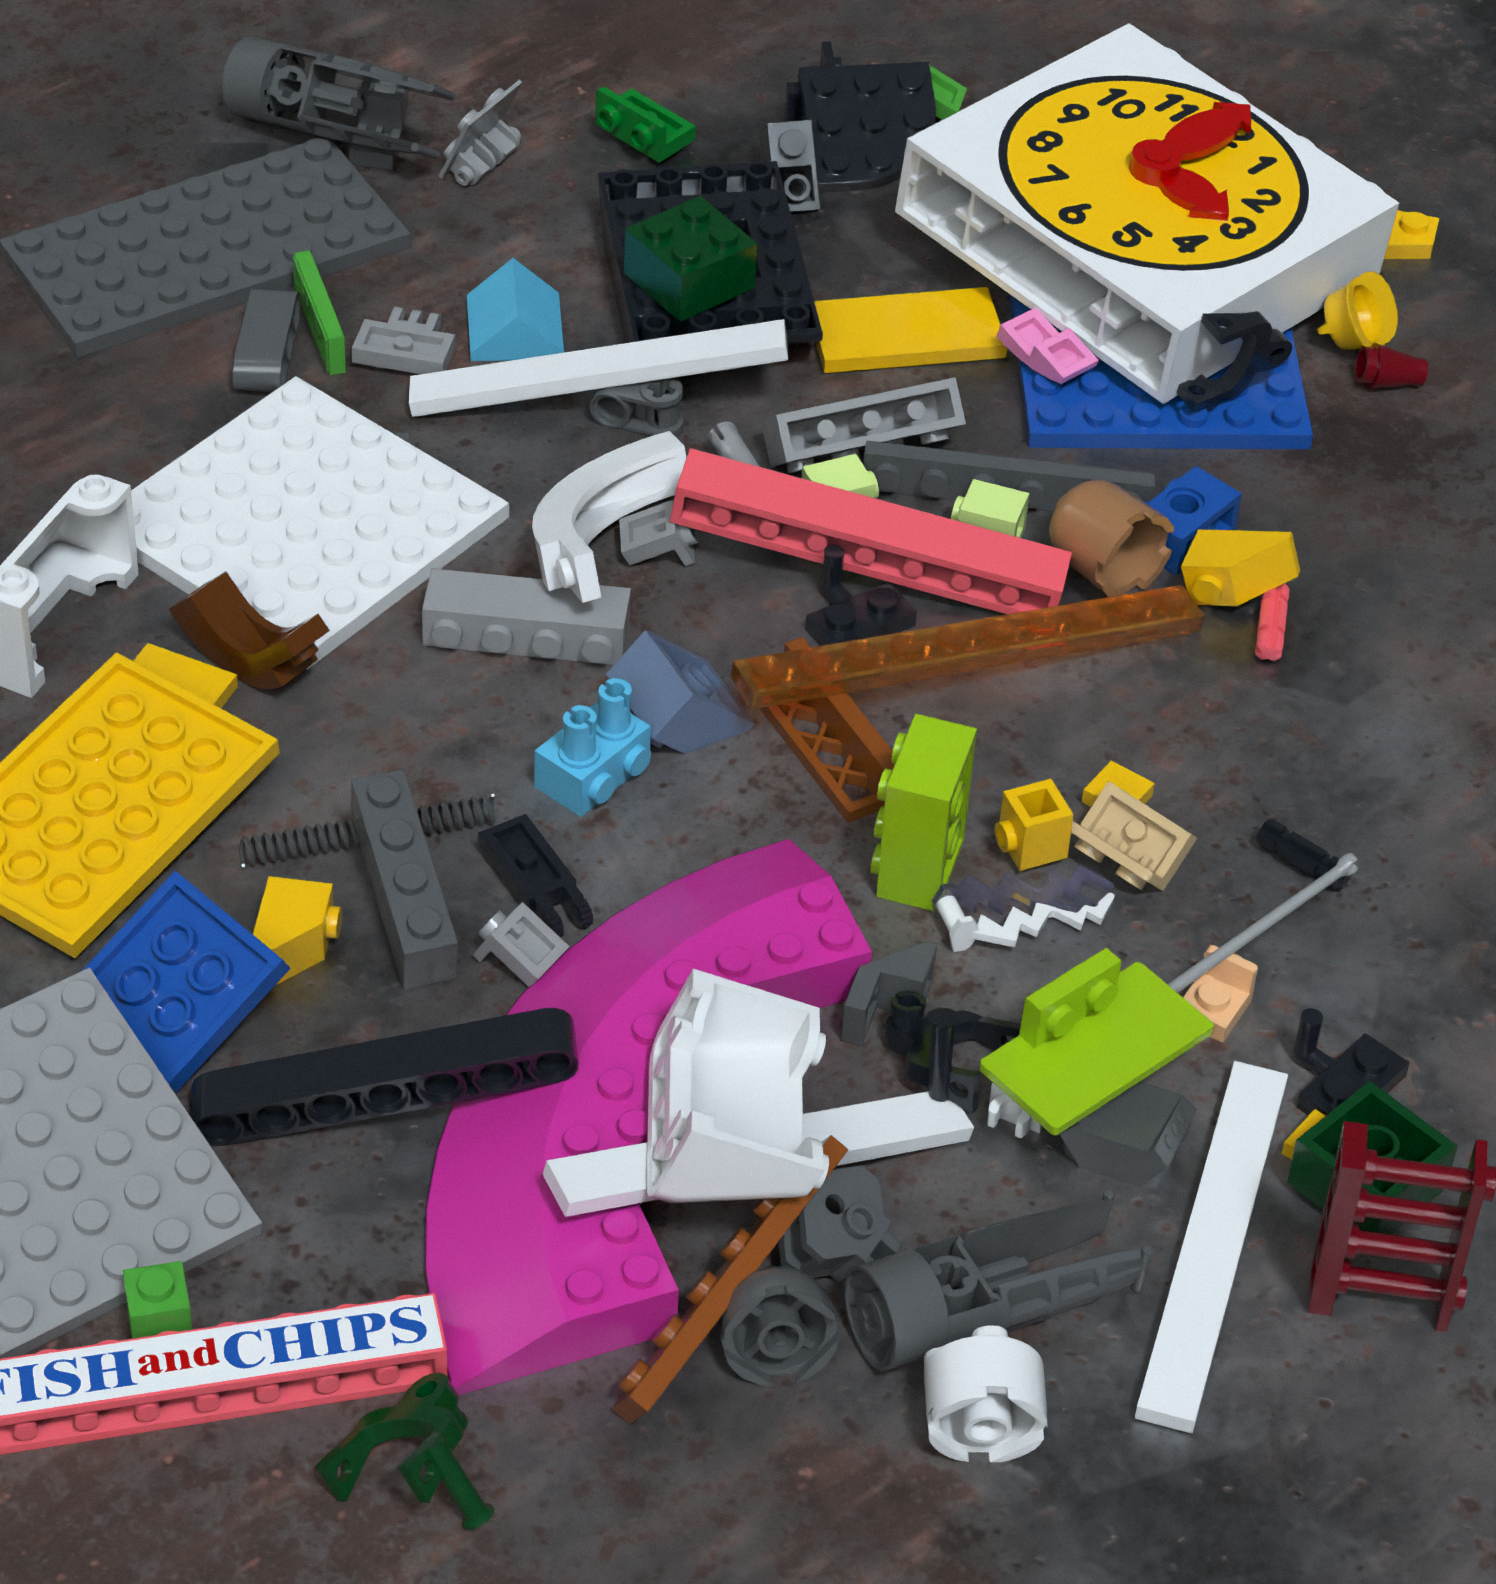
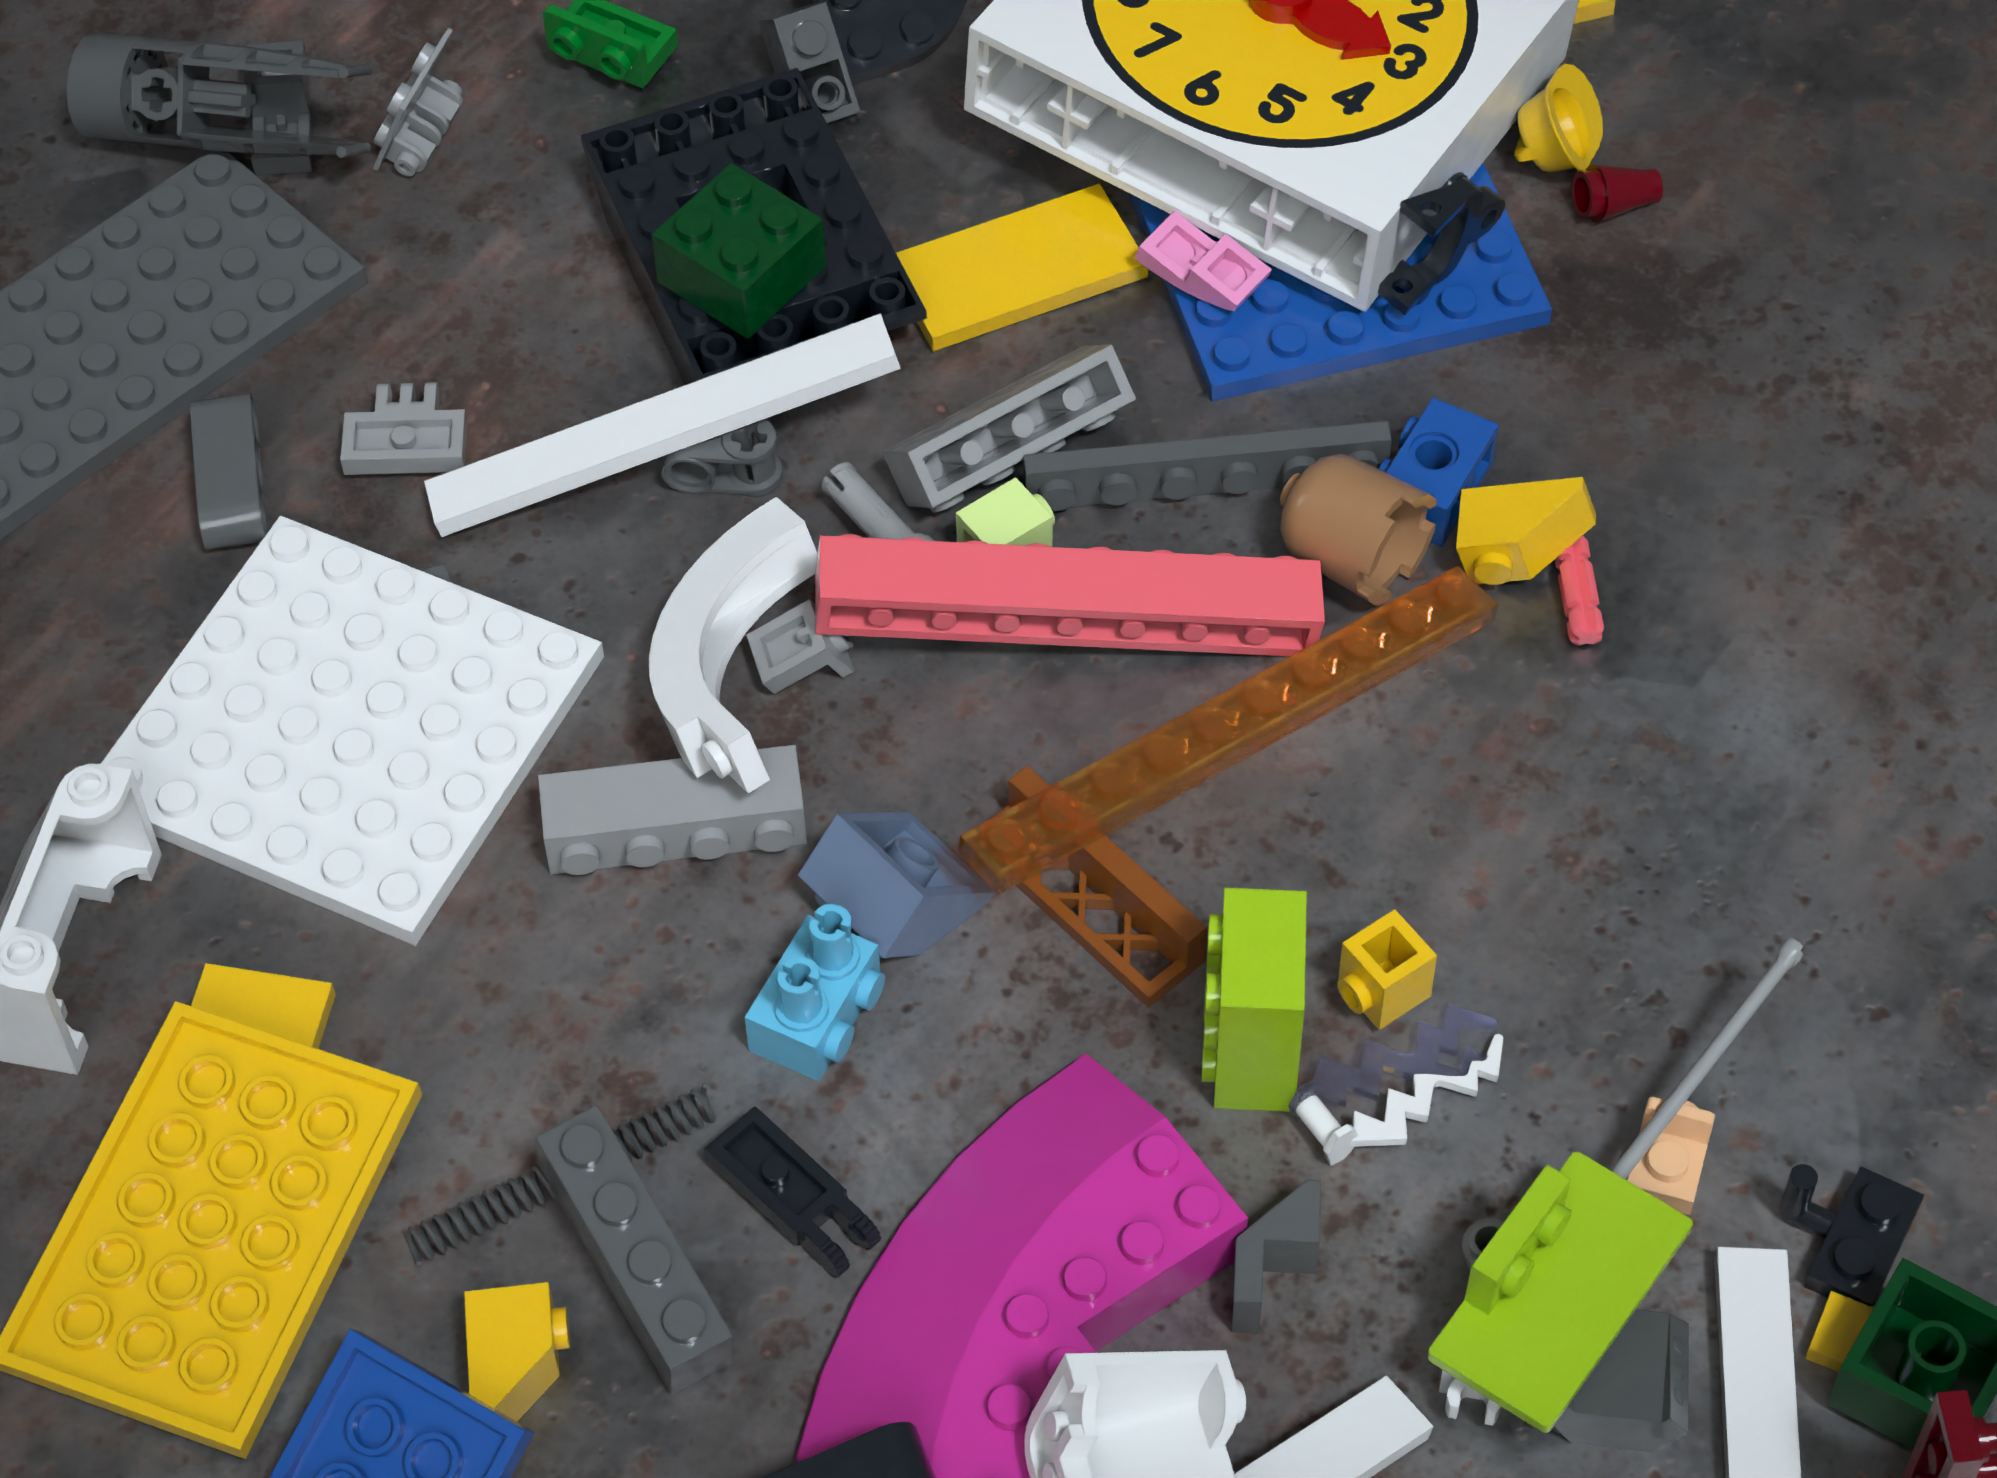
camera: 10 degrees left, 10 degrees up
(244, 641) = (327, 932): reddish brown arch -> none
(319, 313) = (284, 415): bright green tile -> none
(513, 316) = (529, 363): medium azure slope -> none
(521, 943) = (803, 1300): light grey bracket -> none
(858, 616) = (1074, 708): black plate -> none
(930, 1043) = (1335, 1309): black piece -> none
(993, 508) = (1200, 518): yellowish green brick -> none
(1121, 777) = (1465, 885): yellow tile -> none
(1133, 836) = (1506, 956): tan bracket -> none
(1298, 851) = (1713, 922): black axle -> none

